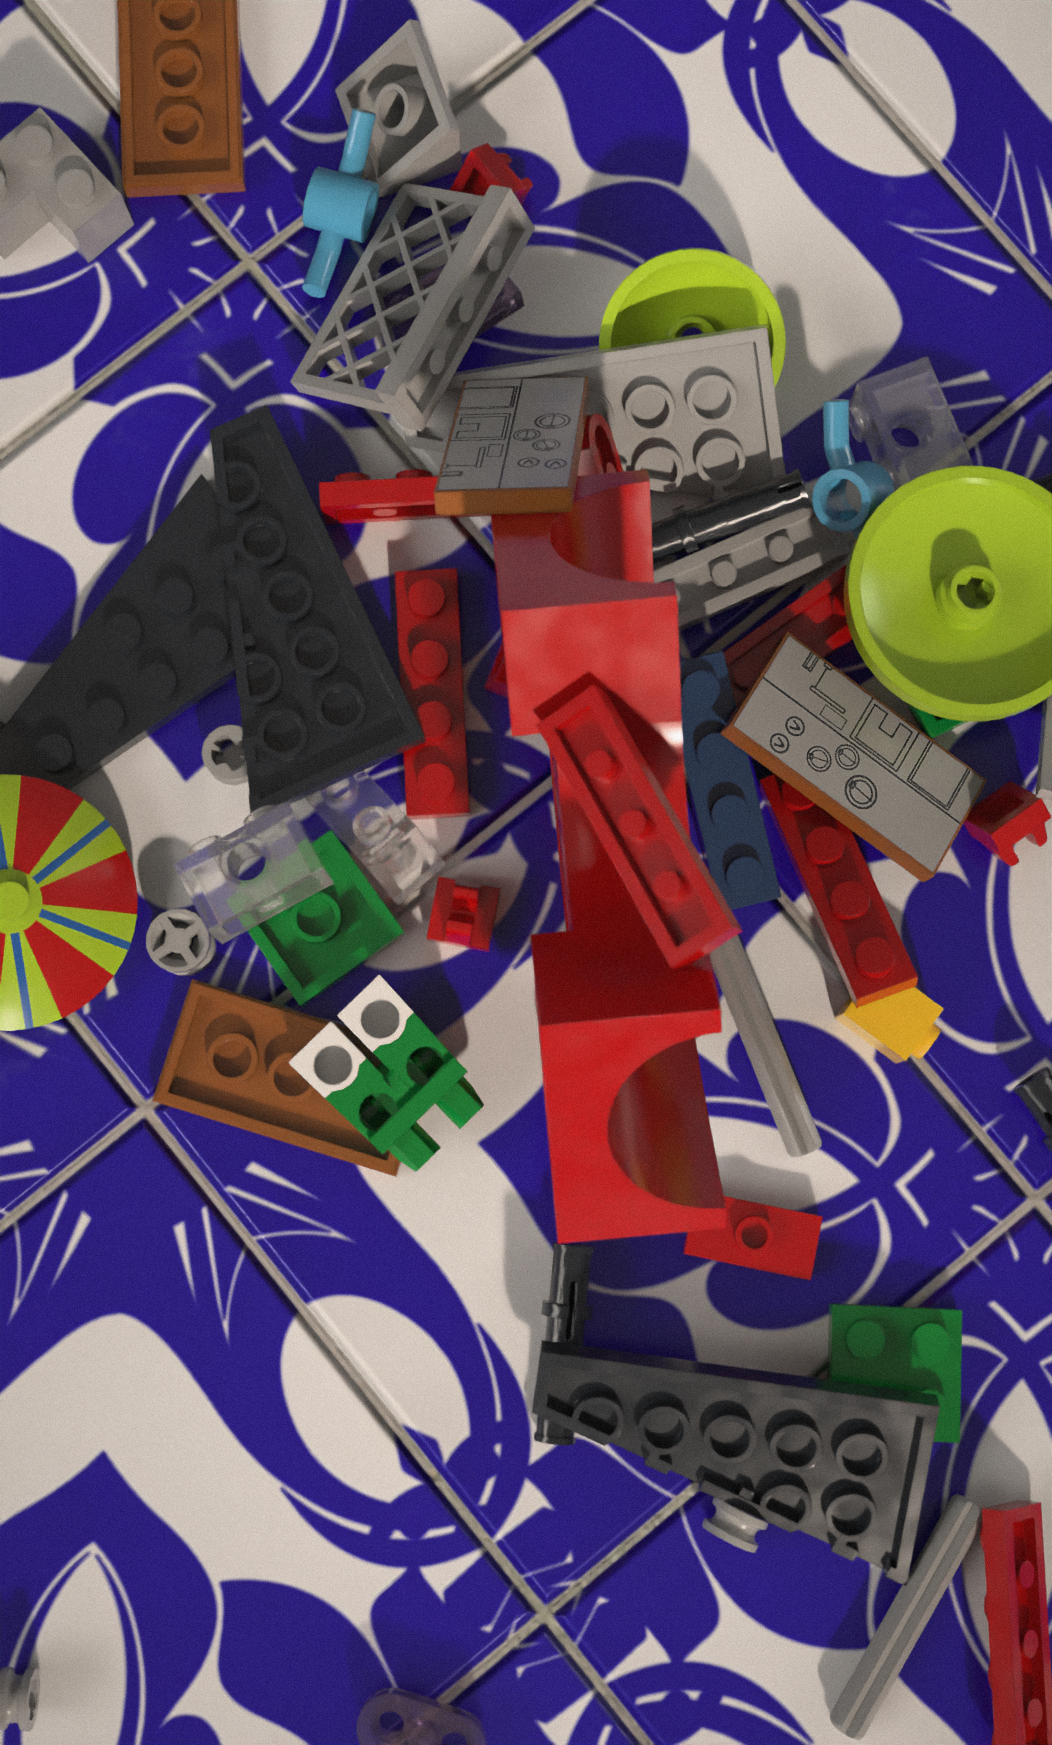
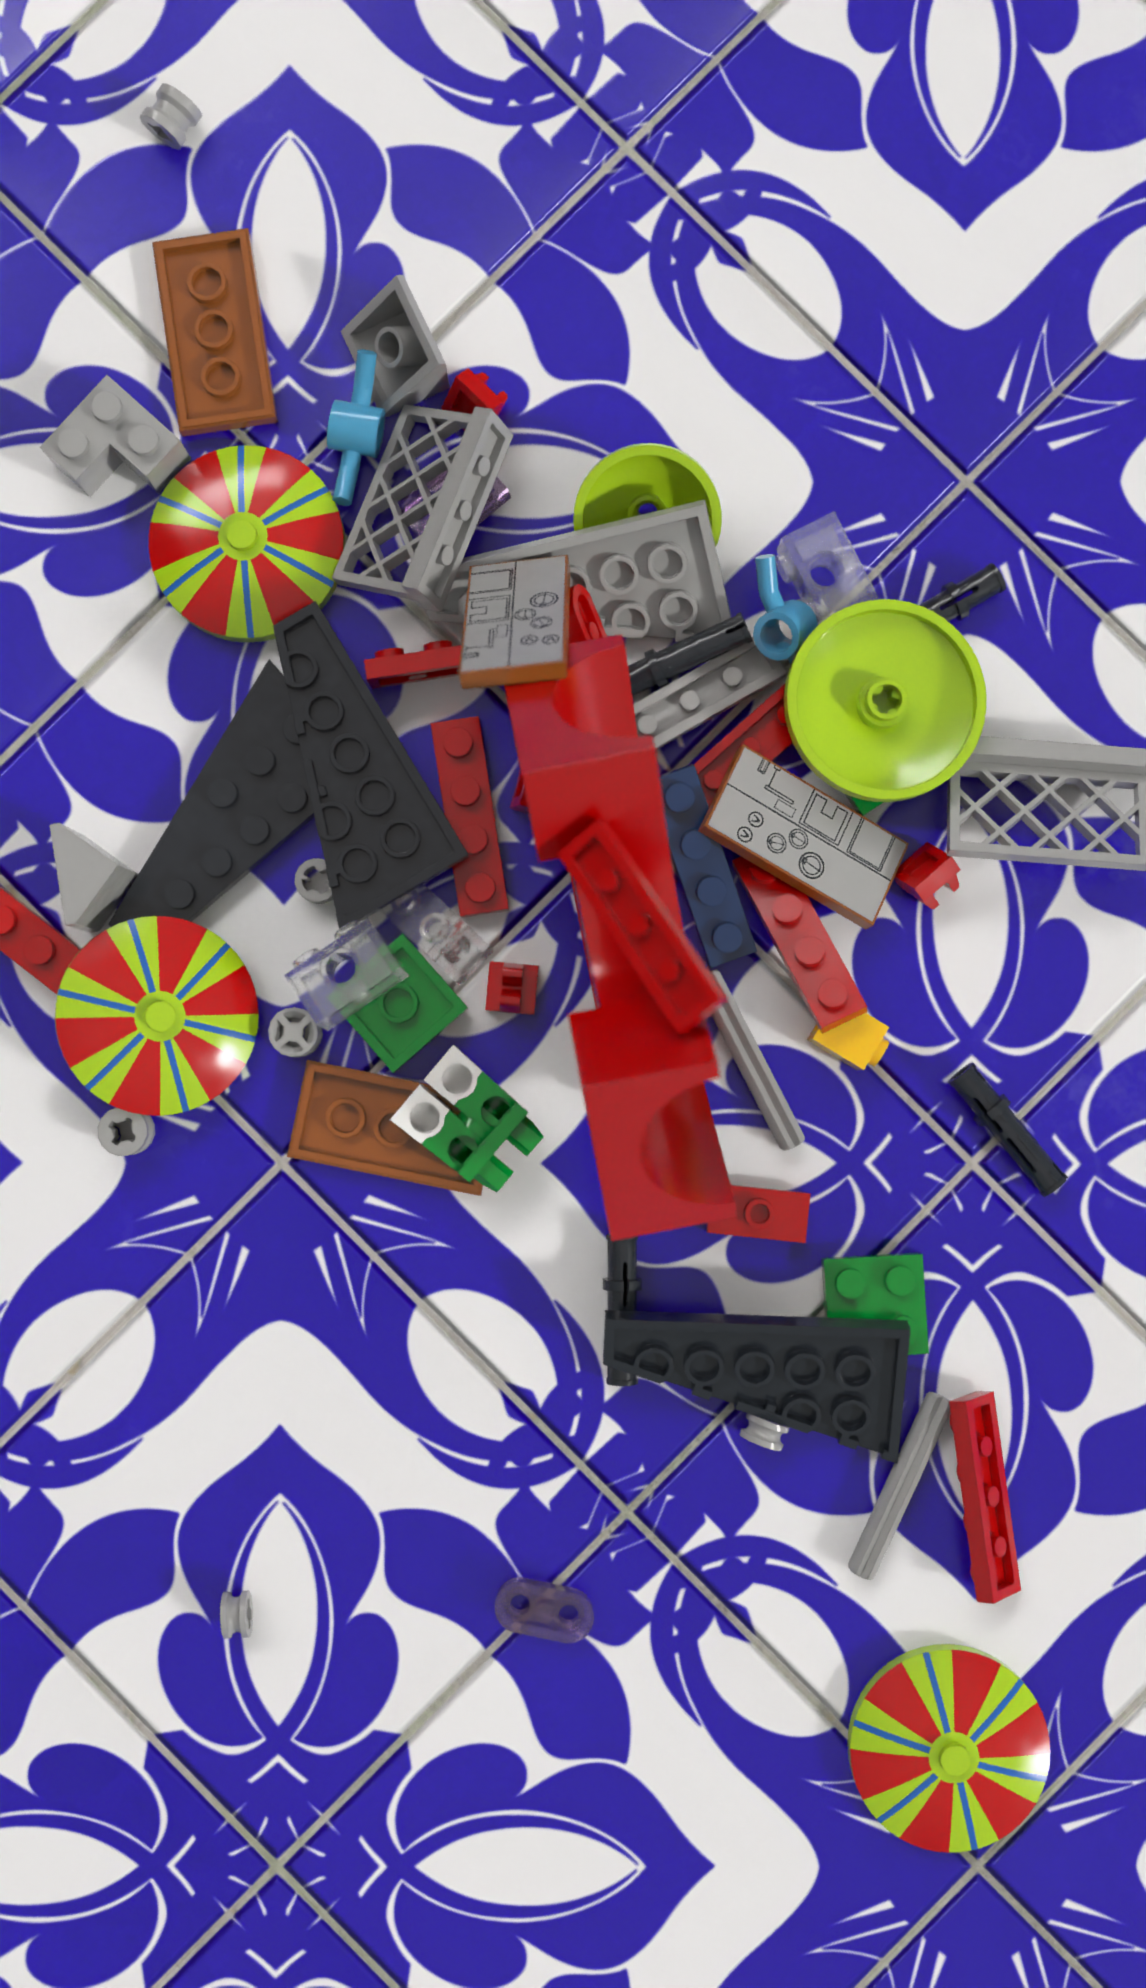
camera: 10 degrees left, 5 degrees up
(188, 329) = (245, 541): none -> dish

